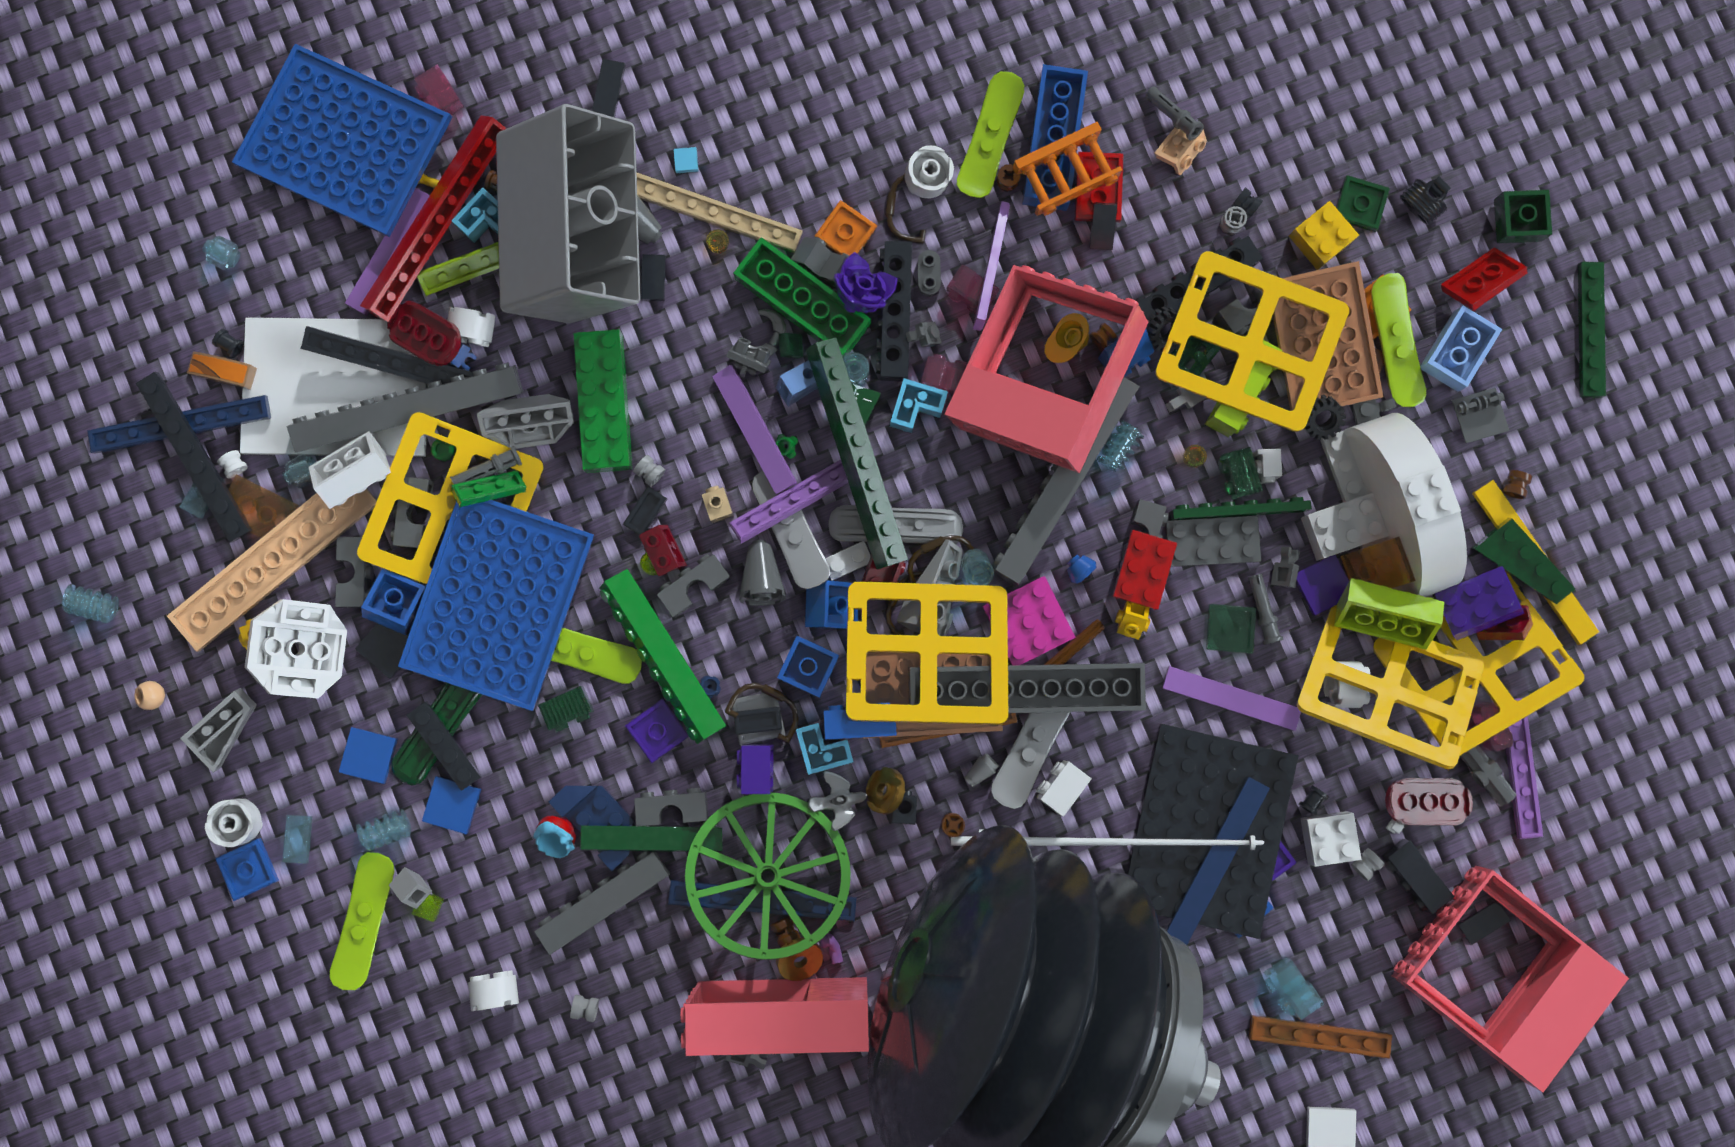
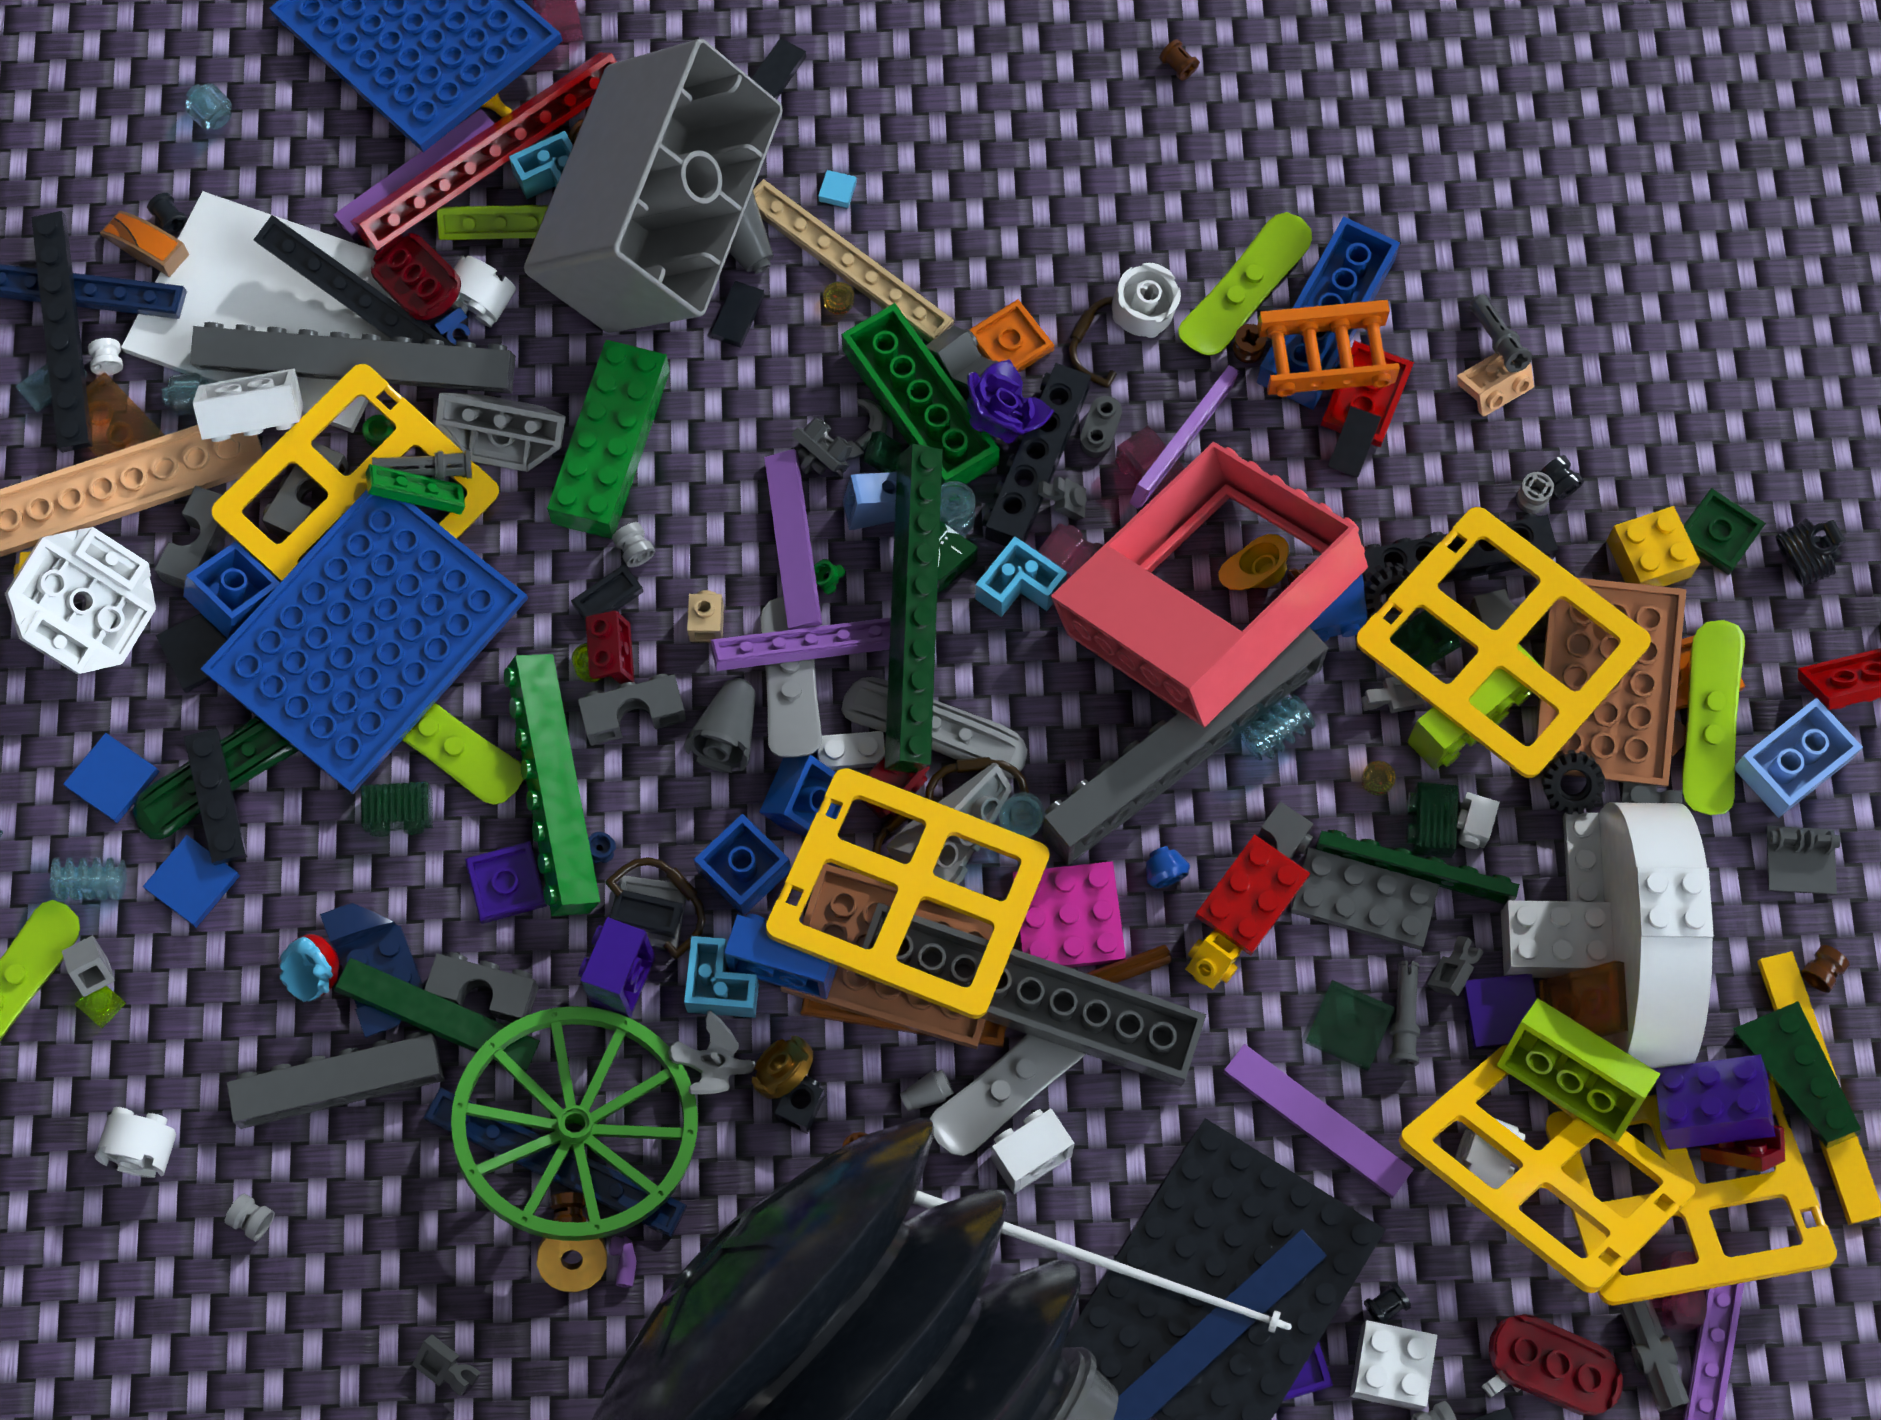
camera: 25 degrees right, 15 degrees down
(776, 1017) = (499, 1294): coral panel -> none

